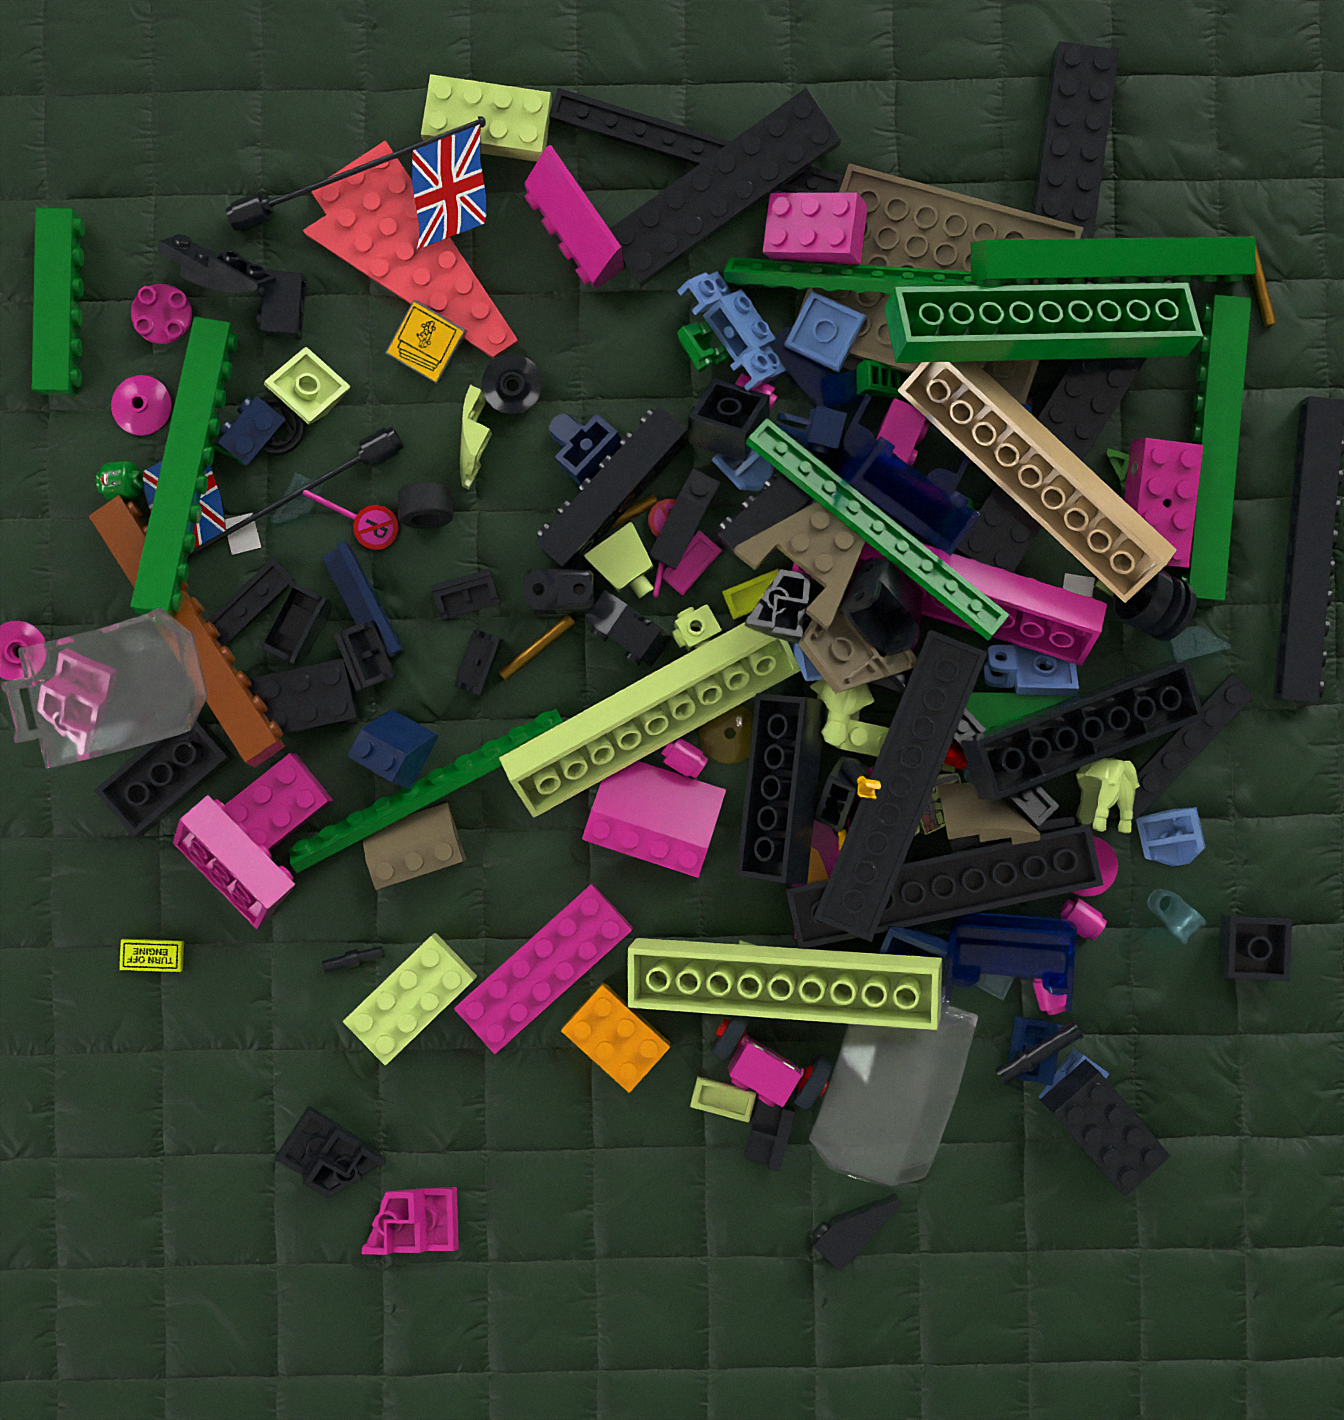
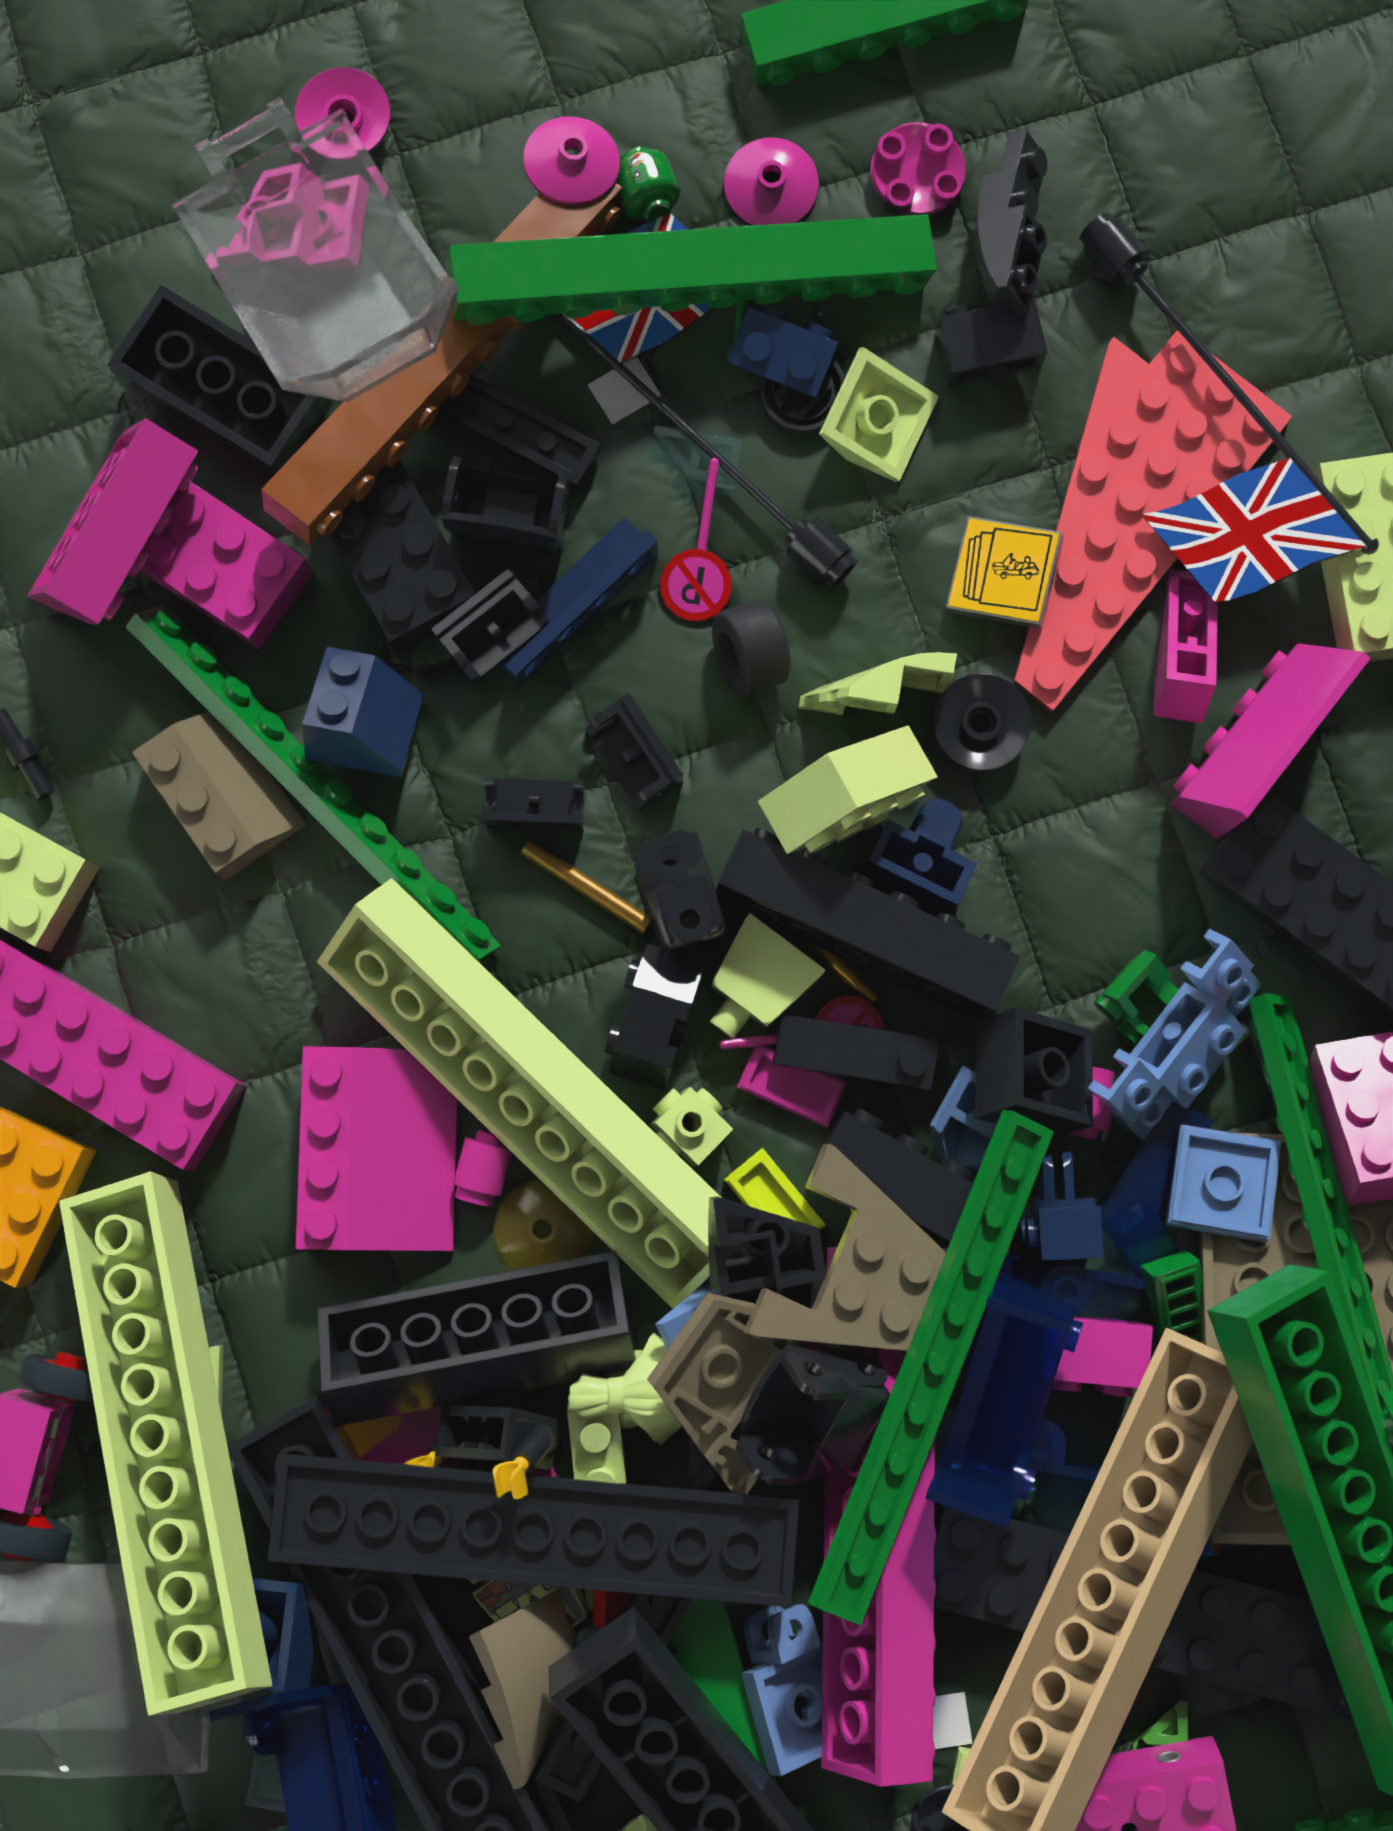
camera: 75 degrees right, 5 degrees down
(103, 526) = (569, 177): none -> dark pink dish
(507, 249) = (1186, 651): none -> dark pink slope
(532, 473) = (848, 791): none -> yellowish green brick

